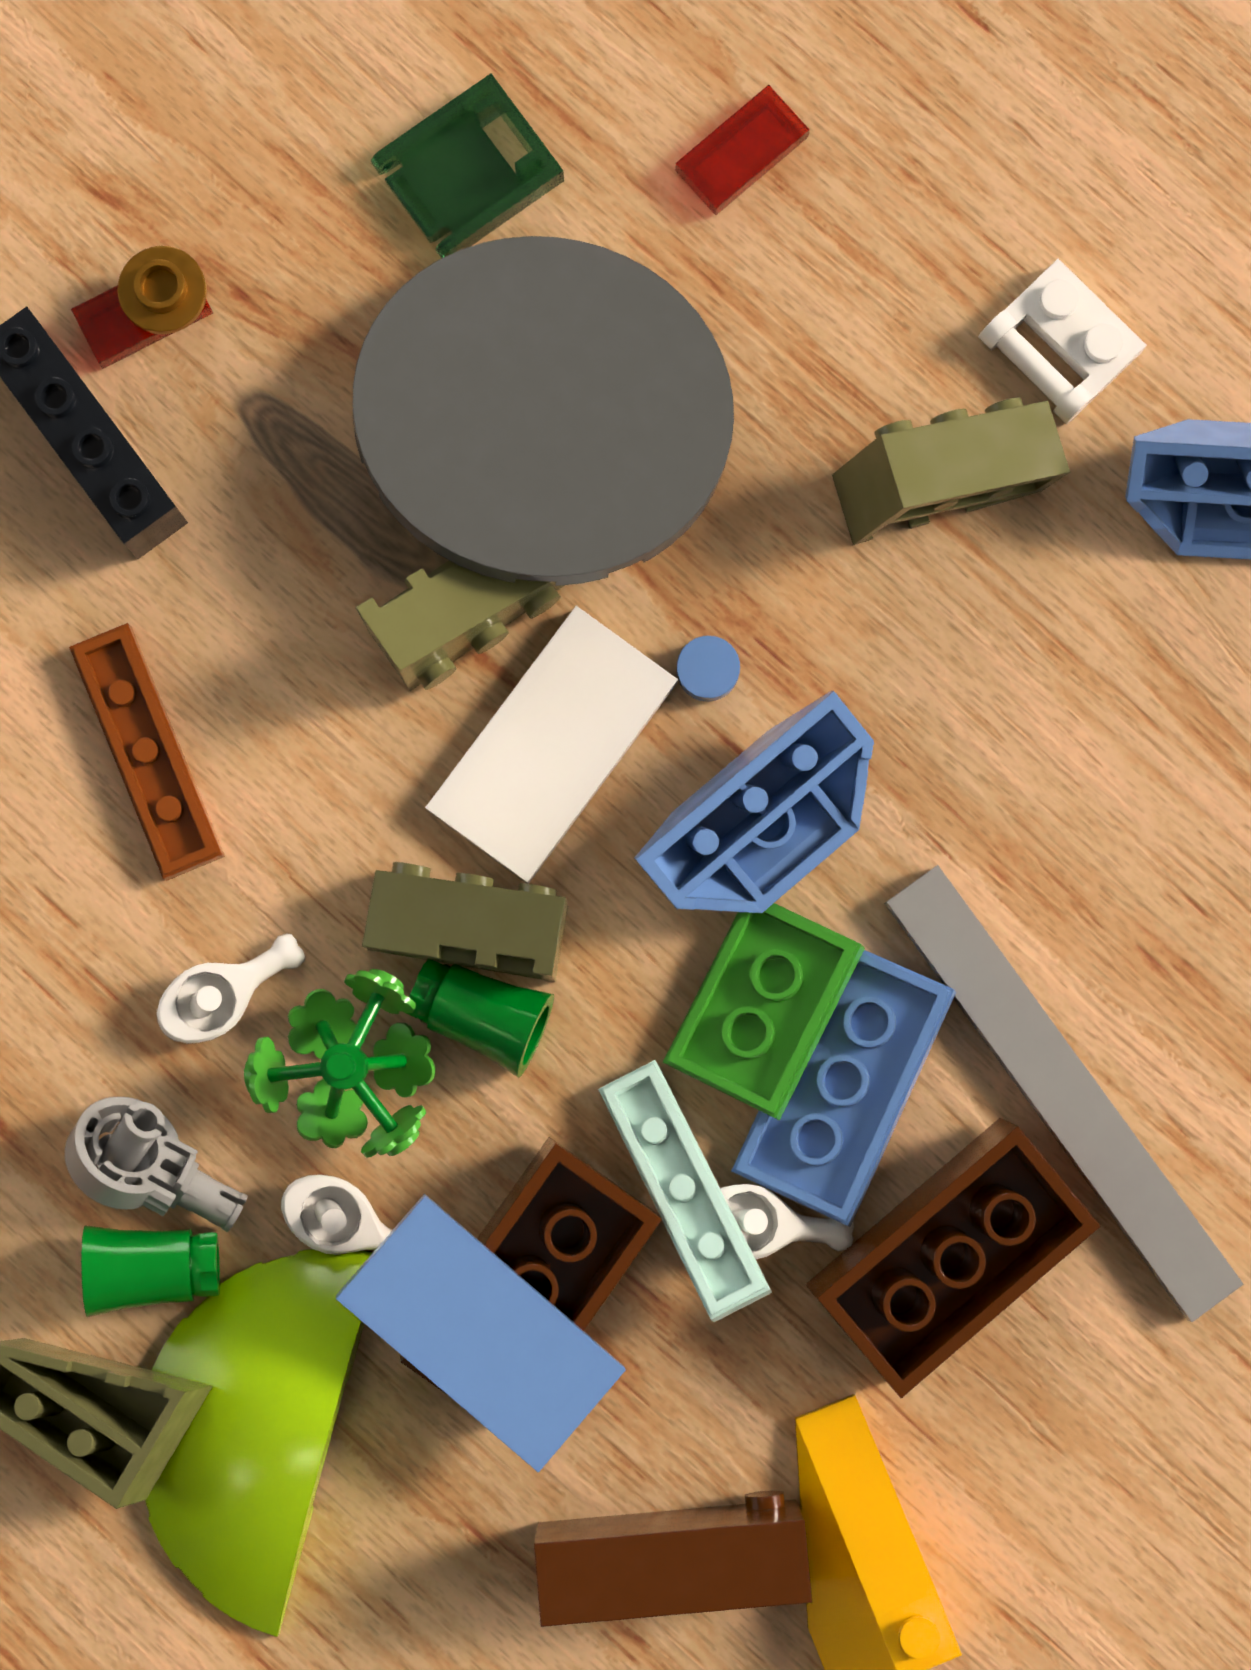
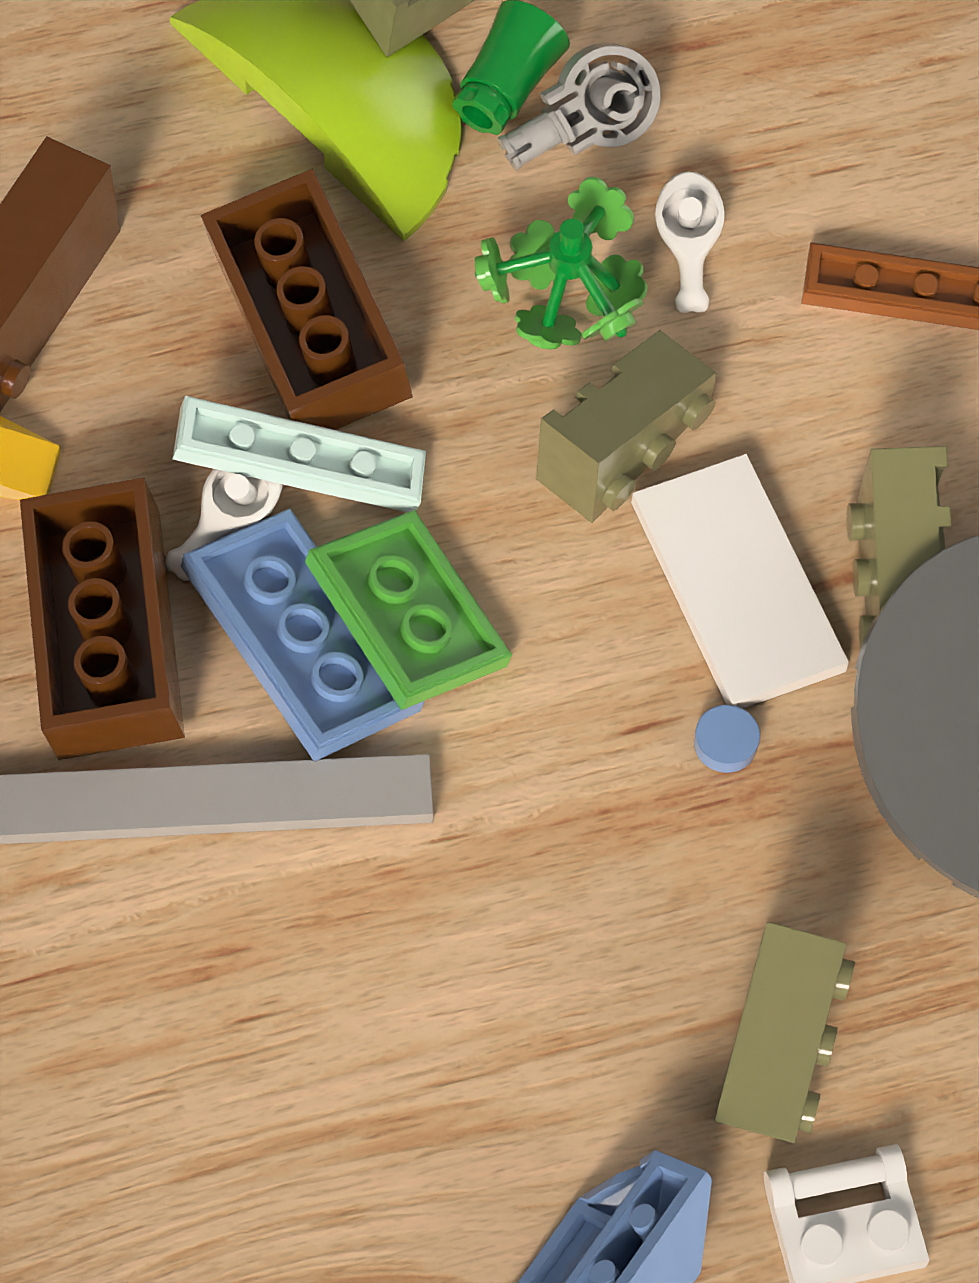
camera: 120 degrees right, 20 degrees down
(331, 1215) = (449, 217): white piece -> none
(480, 1333) = (294, 229): medium blue tile -> none
(482, 1013) = (518, 400): green plant -> none
(765, 814) = (565, 681): medium blue wedge -> none

